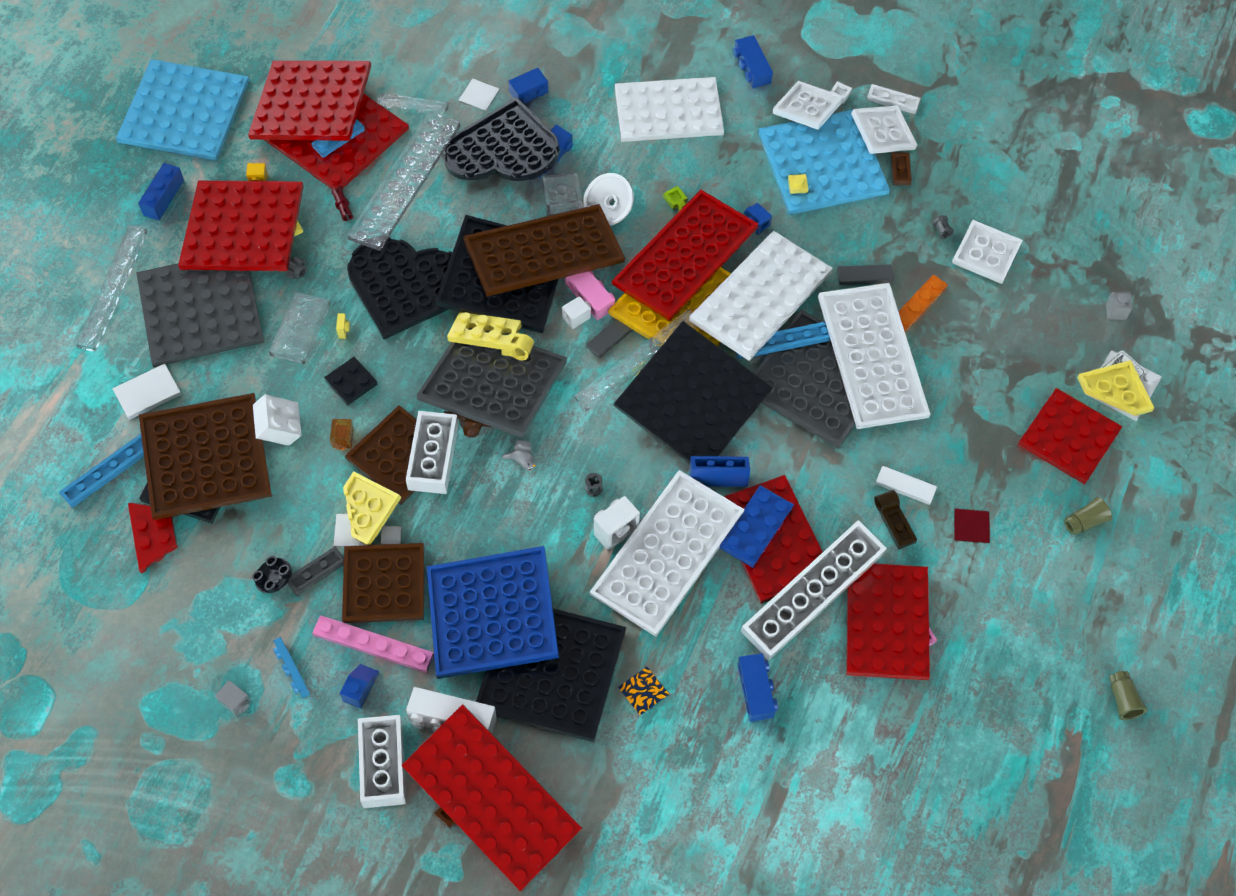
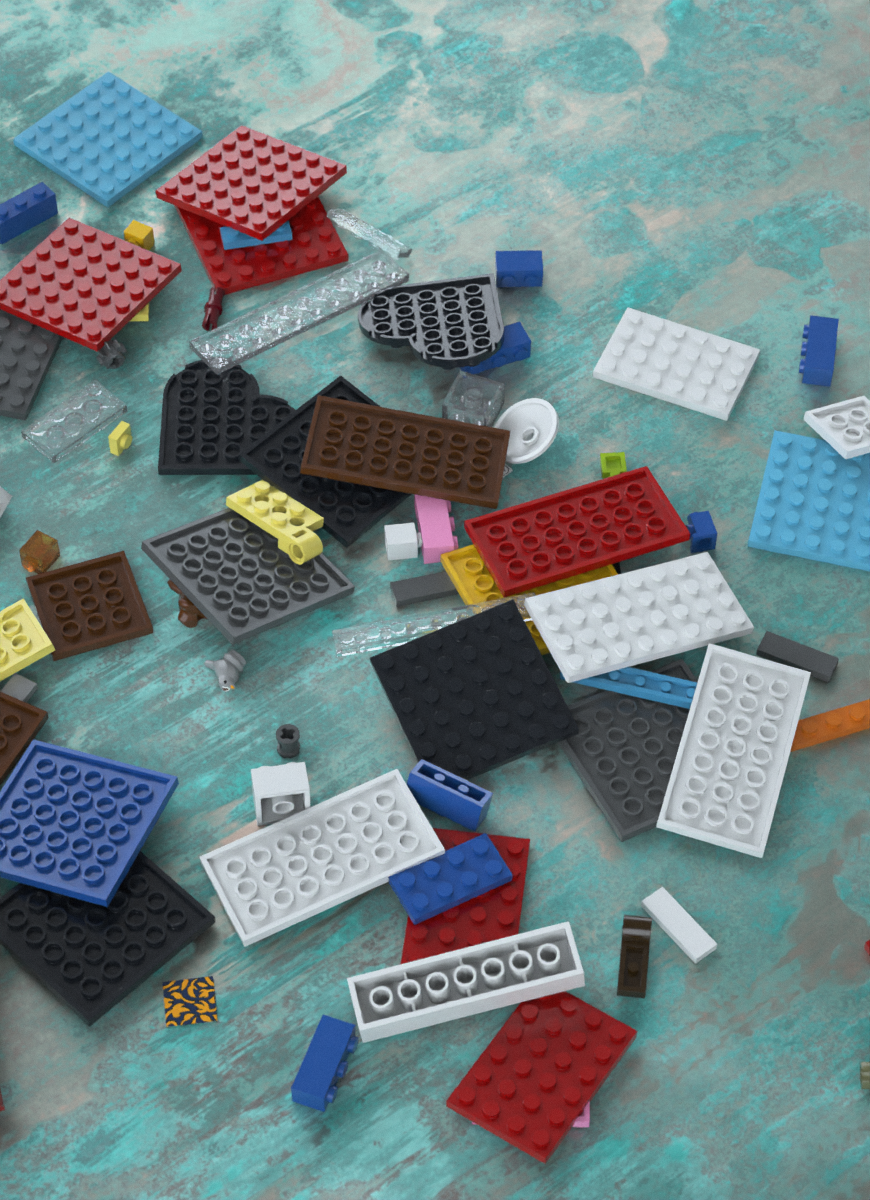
camera: 30 degrees right, 10 degrees down
(350, 381) = (91, 502): black plate -> none
(432, 452) = (120, 614): white brick -> none
(479, 94) = (456, 256): white sticker -> none
(798, 184) = (777, 512): light yellow plate -> none
(971, 525) = (734, 1014): dark red sticker -> none

